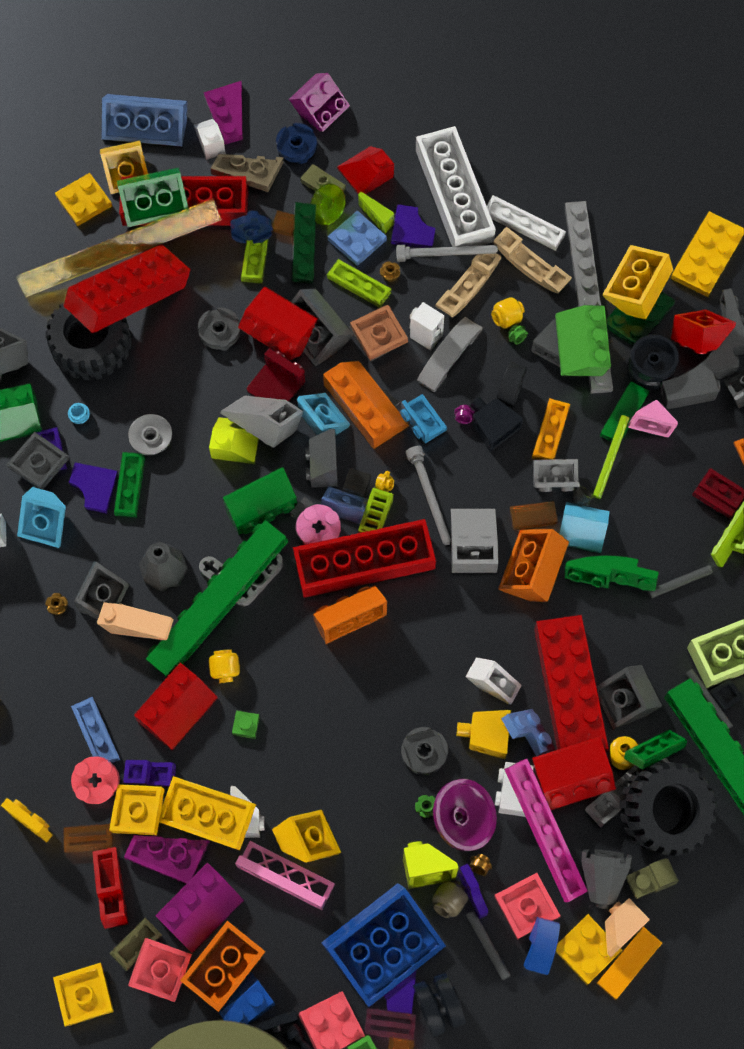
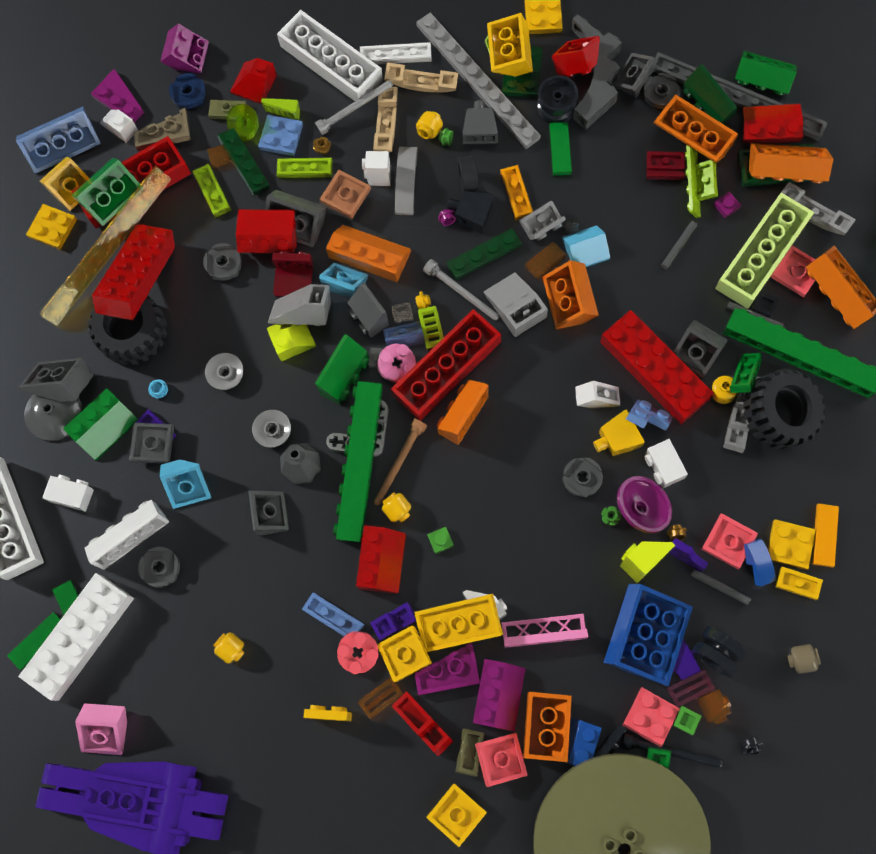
camera: 25 degrees left, 5 degrees up
(56, 609) = (238, 545): pearl gold plate -> none
(95, 484) = (208, 434): dark purple tile -> none
(129, 484) = (233, 418): green tile -> none
(134, 622) = (308, 517): light nougat slope -> none
(156, 507) = (268, 420): none -> light grey dish
(251, 227) = (198, 171): dark blue plate -> none
(295, 602) = (416, 429): none -> medium nougat piece
(306, 837) = (542, 594): yellow slope -> none
(410, 229) = (316, 106): dark purple tile -> none
(423, 418) = (419, 238): dark azure bracket -> none
(449, 899) = (673, 571): dark tan head -> none
(477, 472) = (483, 254): none -> dark green plate
(545, 830) = (709, 478): dark pink plate -> none
(568, 992) = (799, 583): none -> yellow plate
(574, 773) = (702, 426): red slope -> none
(583, 341) = (500, 112): bright green slope -> none
(605, 569) = (622, 268): green slope -> none
(605, 875) = (770, 483): dark grey cone -> none
(611, 457) = (572, 185): lime bar -> none
(623, 925) = (806, 512): light nougat slope -> none
(652, 878) = (804, 465): olive brick -> none
(654, 420) = (586, 140): bright pink slope -> none

